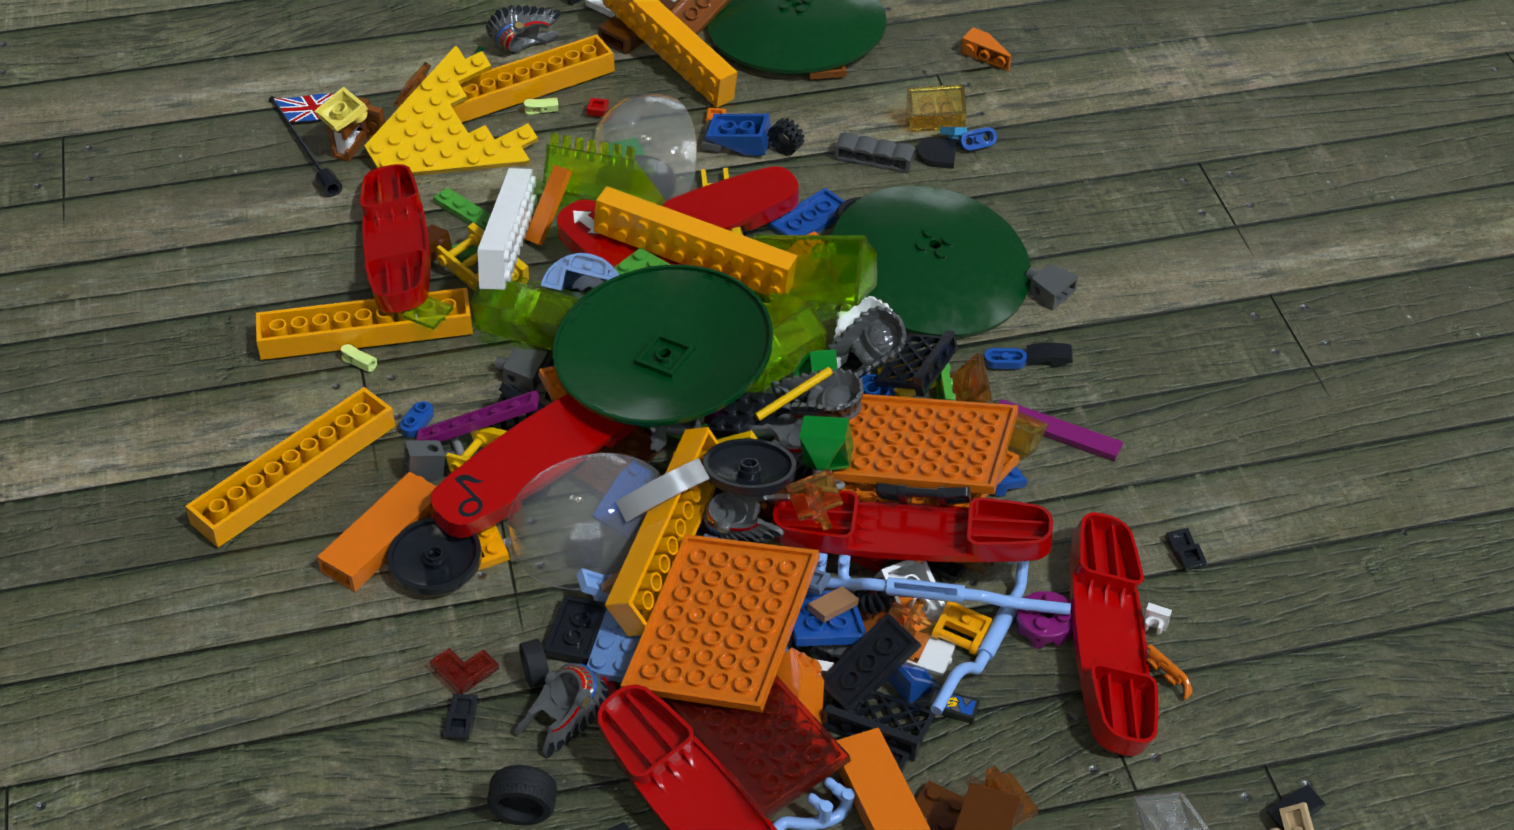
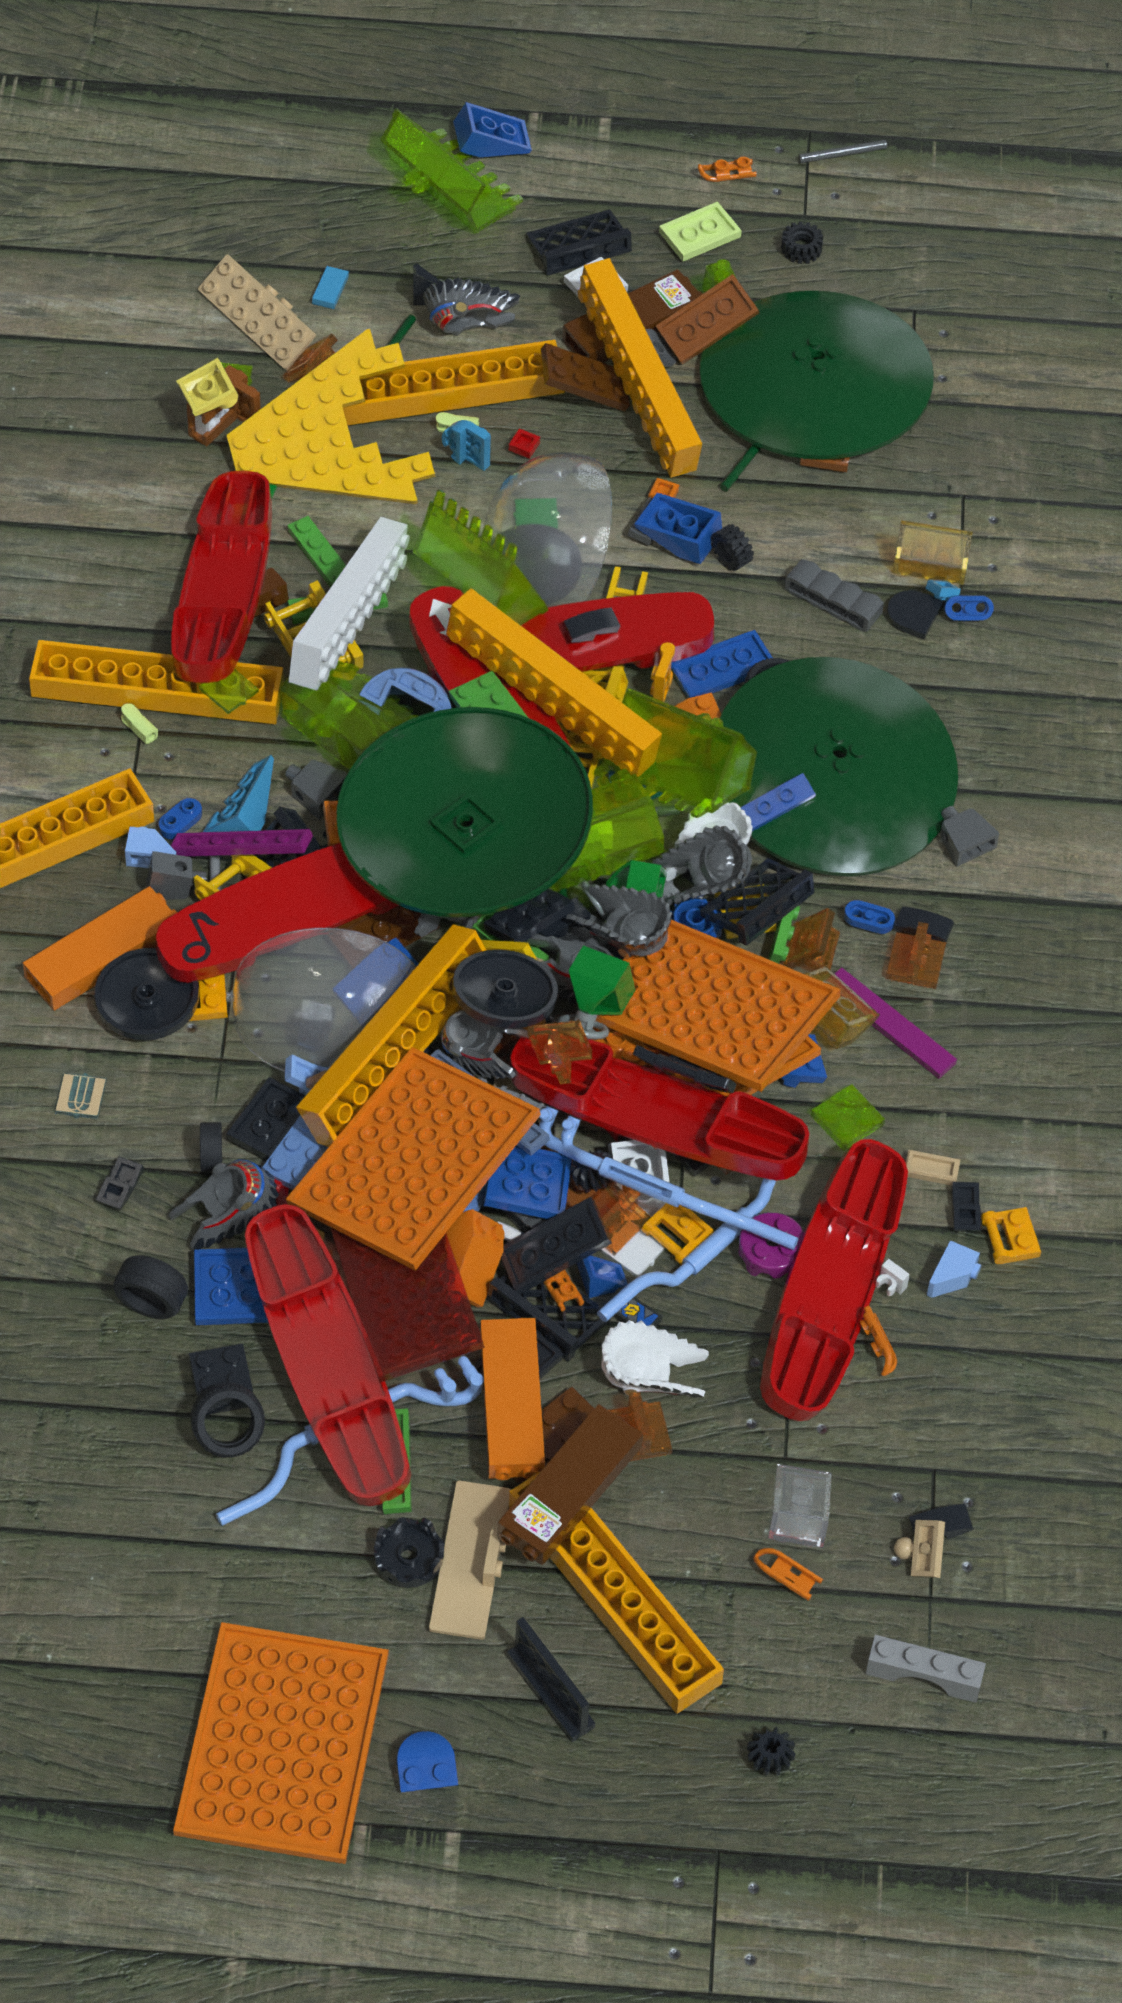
camera: 15 degrees right, 10 degrees up
(302, 110) = (173, 359): flag -> none
(360, 66) = (257, 311): none -> tan bracket
(392, 445) = (141, 843): none -> light blue slope
(401, 654) = (80, 1095): none -> piece
(410, 42) = (330, 287): none -> dark azure tile
(462, 674) = (137, 1138): clear red plate -> none
(471, 391) = (248, 804): none -> dark azure wedge
(478, 24) = (421, 281): none -> black slope
(548, 205) = (411, 578): orange tile -> none
(556, 112) = (468, 443): none -> dark azure slope
(591, 779) = (226, 1288): none -> blue plate
(628, 53) = (583, 377): none -> reddish brown plate
(662, 489) = (399, 992): light grey slope -> none
(702, 203) = (588, 624): none -> black slope
(766, 89) = (739, 468): none -> dark green bar
(770, 223) = (662, 674): none -> light orange plate
(794, 393) = (591, 909): yellow bar -> none
(833, 604) = (541, 1169): medium nougat tile -> none
(890, 702) = (566, 1289): none -> orange piece
(905, 287) = (779, 801): none -> blue plate
(979, 738) = (640, 1359): none -> white piece
(985, 48) = (1034, 470): orange slope -> none
(1055, 379) = (916, 958): none -> clear orange bracket
(1062, 504) = (847, 1117): none -> clear neon green plate
(1147, 526) = (932, 1167): none -> tan tile
(1203, 598) = (954, 1270): none -> light blue slope
(1237, 558) = (1018, 1232): none -> light orange plate

